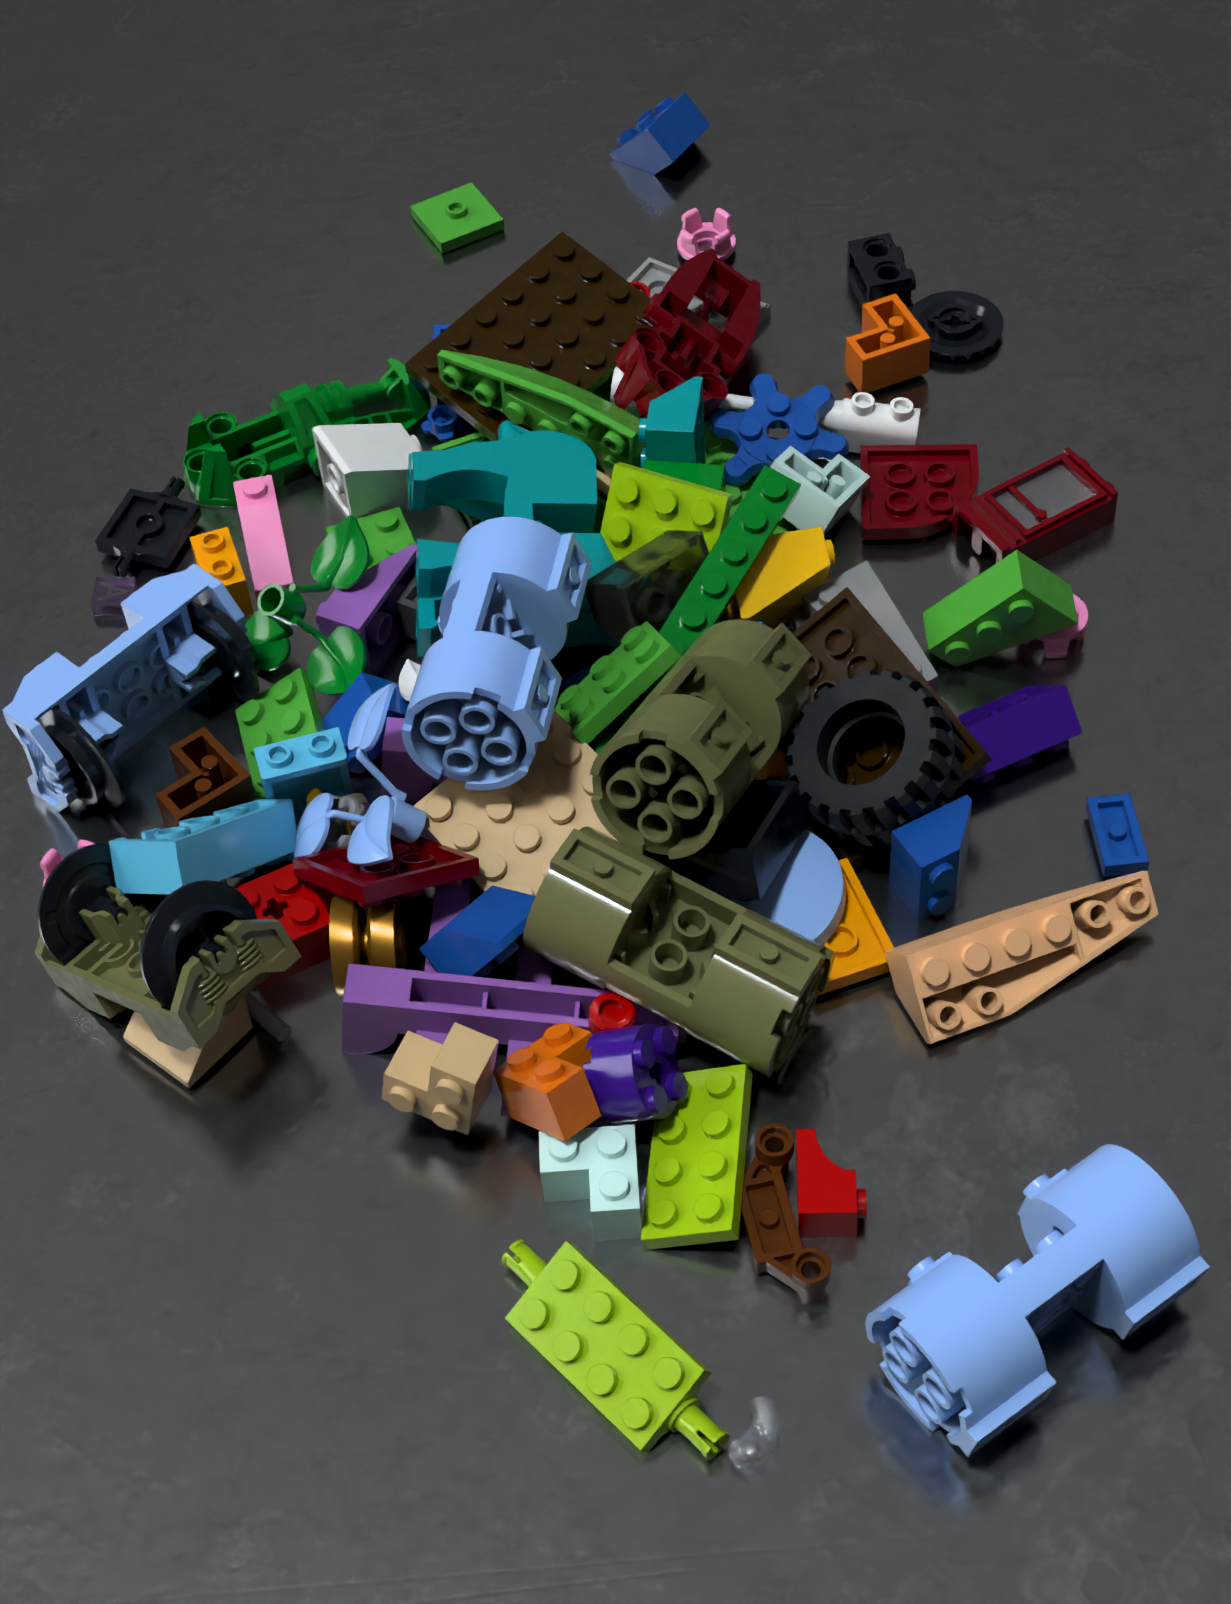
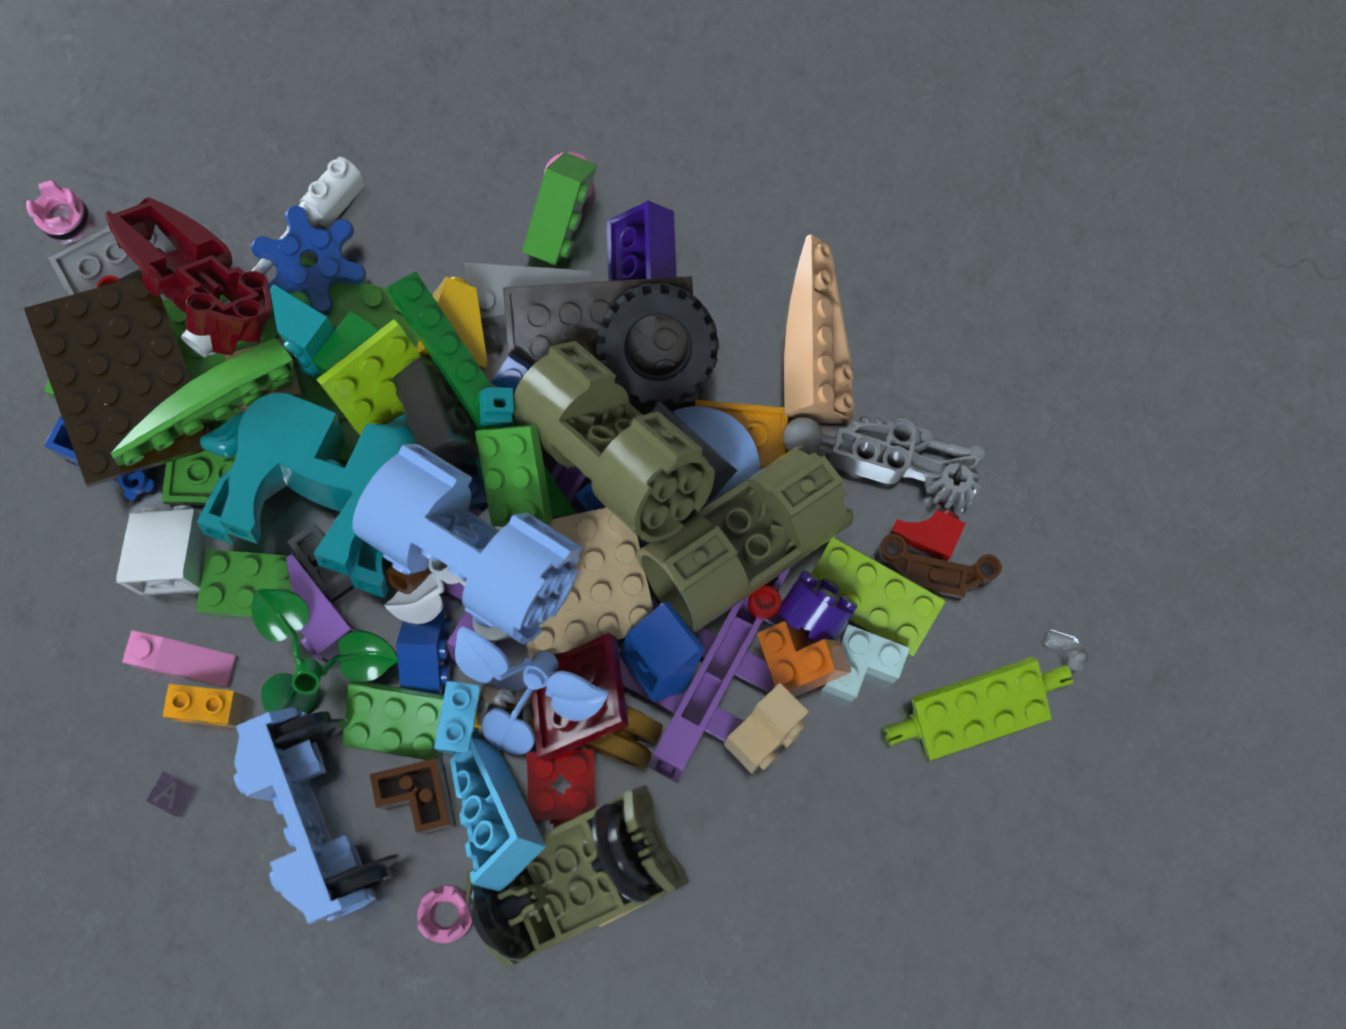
camera: 70 degrees left, 25 degrees up
(148, 527) = (115, 743): black plate -> none
(285, 437) = (83, 590): green piece -> none
(675, 629) = (494, 415): none -> teal piece
(823, 492) = (378, 264): light aqua brick -> none
(879, 269) = (173, 118): black brick -> none
(889, 348) = (259, 140): orange brick -> none
(909, 1176) = (880, 445): none -> light grey arm
(915, 488) = (399, 198): dark red plate -> none
(931, 858) = (738, 352): blue slope -> none
(977, 322) = (251, 74): black gear -> none
(1038, 509) = (467, 134): dark red door -> none
(1101, 1243) = (1062, 406): light blue cylinder -> none
(1116, 834) = (756, 235): blue plate -> none

